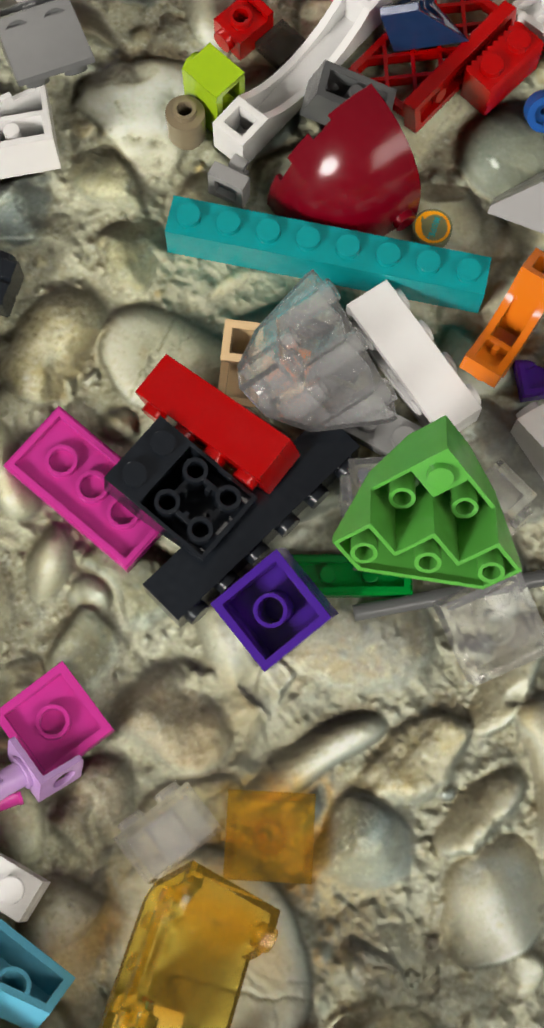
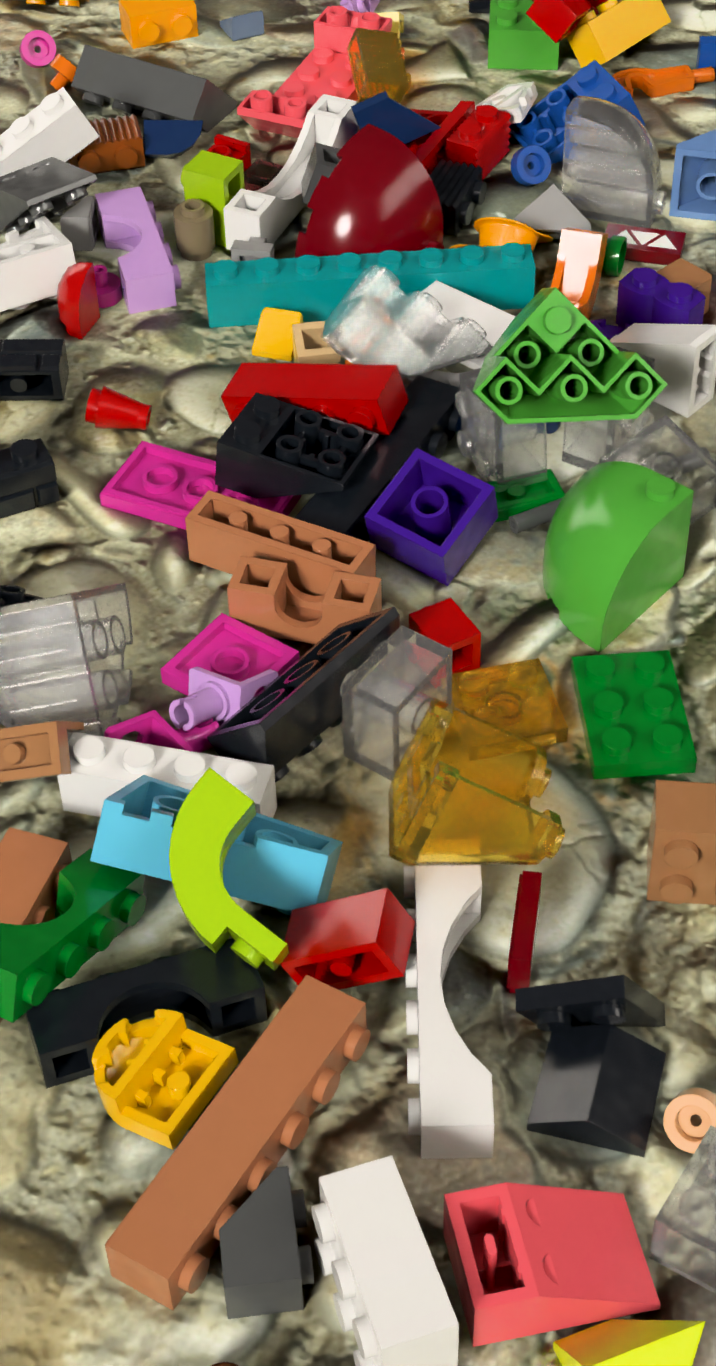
camera: 15 degrees left, 30 degrees down
(45, 359) = (116, 411): none -> red cone
(49, 198) = (78, 299): none -> red brick
(81, 173) = (107, 286): none -> dark pink tile
(85, 85) = (81, 224): none -> light grey slope
(93, 799) = (303, 699): none -> black slope
(123, 172) = (148, 268): none -> lavender arch
(131, 607) = (228, 528): none -> nougat brick
(131, 680) = (271, 604): none -> nougat arch
(223, 293) = (274, 334): none -> yellow slope
(238, 749) = (452, 628): none -> red brick
(374, 877) = (632, 715): none -> green plate
(414, 696) = (615, 548): none -> bright green brick
(448, 136) = (459, 191): none -> black brick
(480, 233) = (500, 231): none -> light orange piece

